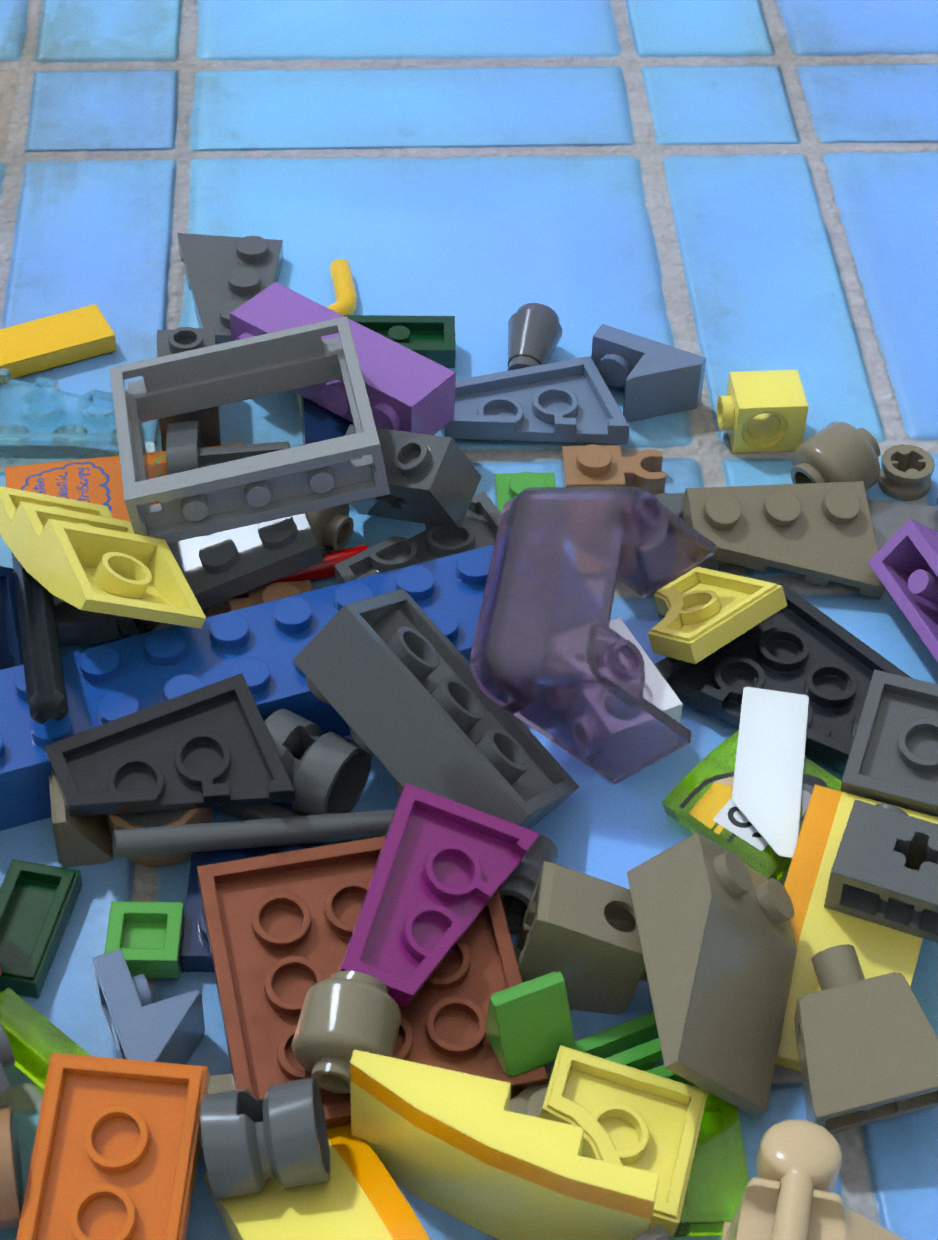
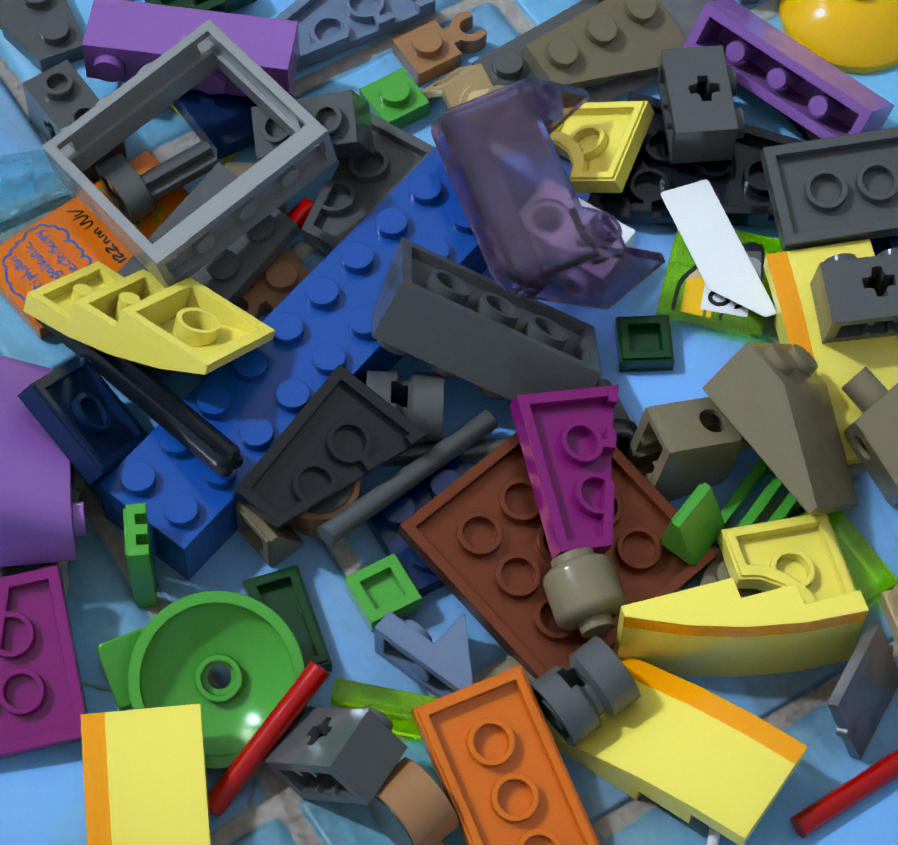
camera: 30 degrees left, 15 degrees up
(627, 830) = (644, 343): none -> dark green tile
(840, 615) = (698, 104): none -> dark grey brick

